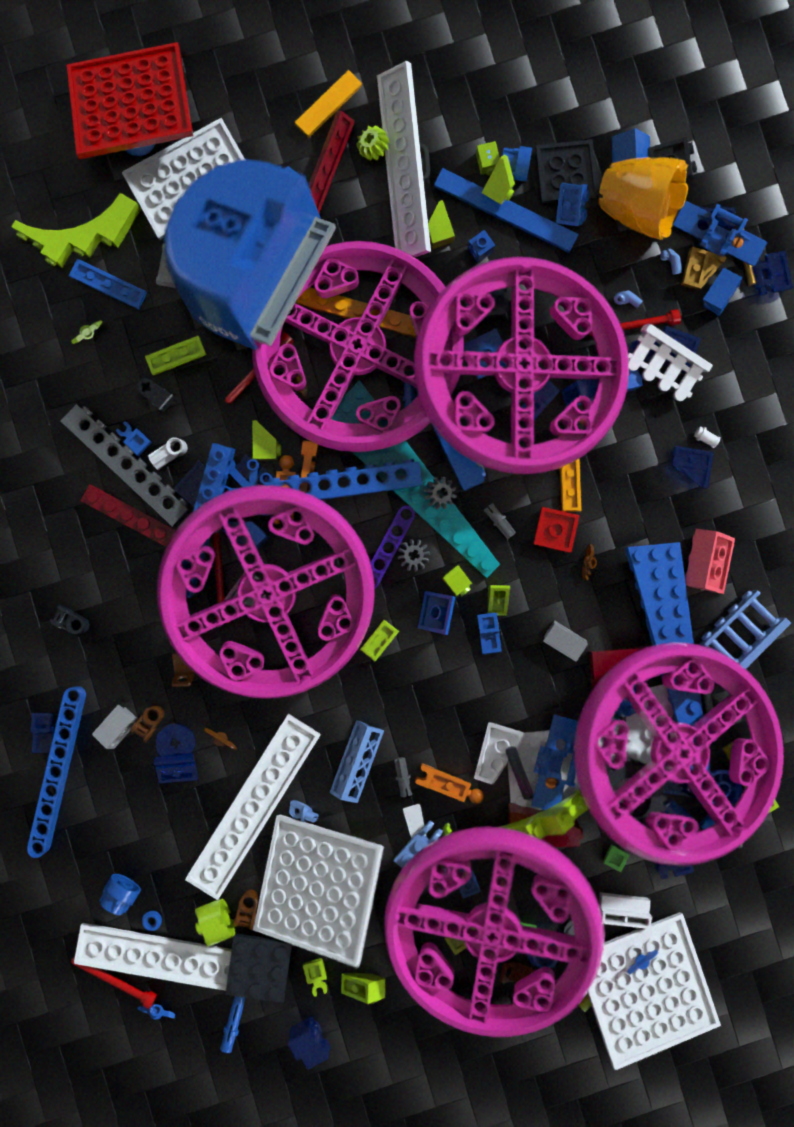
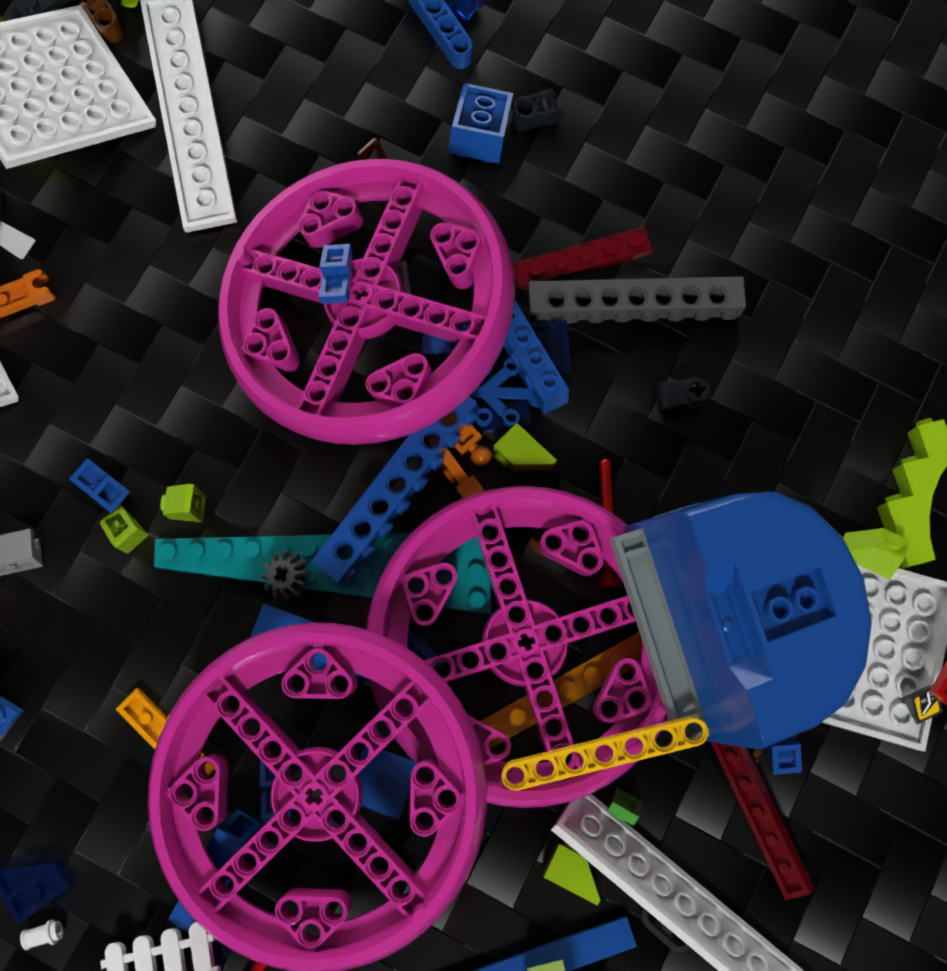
camera: 135 degrees right, 10 degrees down
(86, 332) = (814, 391): lime piece -> none
(105, 642) = (480, 123): none -> blue slope
(108, 284) = (845, 458): blue plate -> none
(115, 727) = (393, 59): light grey hinge -> none
(135, 440) = (652, 332): blue plate -> none
(144, 225) = (877, 550): none -> lime slope
(146, 725) = (366, 89): reddish brown piece -> none
(166, 453) = (608, 350): white piece -> none
(175, 355) = (703, 453): lime plate -> none
(176, 768) = (296, 74): clear blue plate -> none
(177, 731) = (322, 84): clear blue plate -> none
(200, 137) = (923, 704): none -> slope
(218, 569) = (435, 283): red piece -> none
(220, 738) = (281, 139): reddish brown piece -> none
(269, 616) = (337, 273): none -> blue slope
(305, 812) = (134, 146): medium blue piece -> none
(328, 104) = (833, 891): light orange tile -> none
(353, 761) = (125, 232): medium blue fence -> none
(367, 246) = (619, 756): none -> yellow beam
(373, 143) = (739, 893): lime gear -> none
(379, 640) = (210, 372): lime plate -> none
(386, 231) = (624, 806): none -> bright green plate
(396, 541) = (290, 486): dark purple beam -> none
(403, 777) = (60, 265): dark grey axle -> none
(416, 561) = (245, 487): dark grey gear -> none
(436, 612) = (174, 453): blue slope -> none
(481, 246) = (504, 897): blue brick -> none
(500, 521) = (196, 611): dark grey axle -> none
(556, 529) = (124, 661): red plate -> none
(589, 562) = (56, 662): reddish brown piece -> none

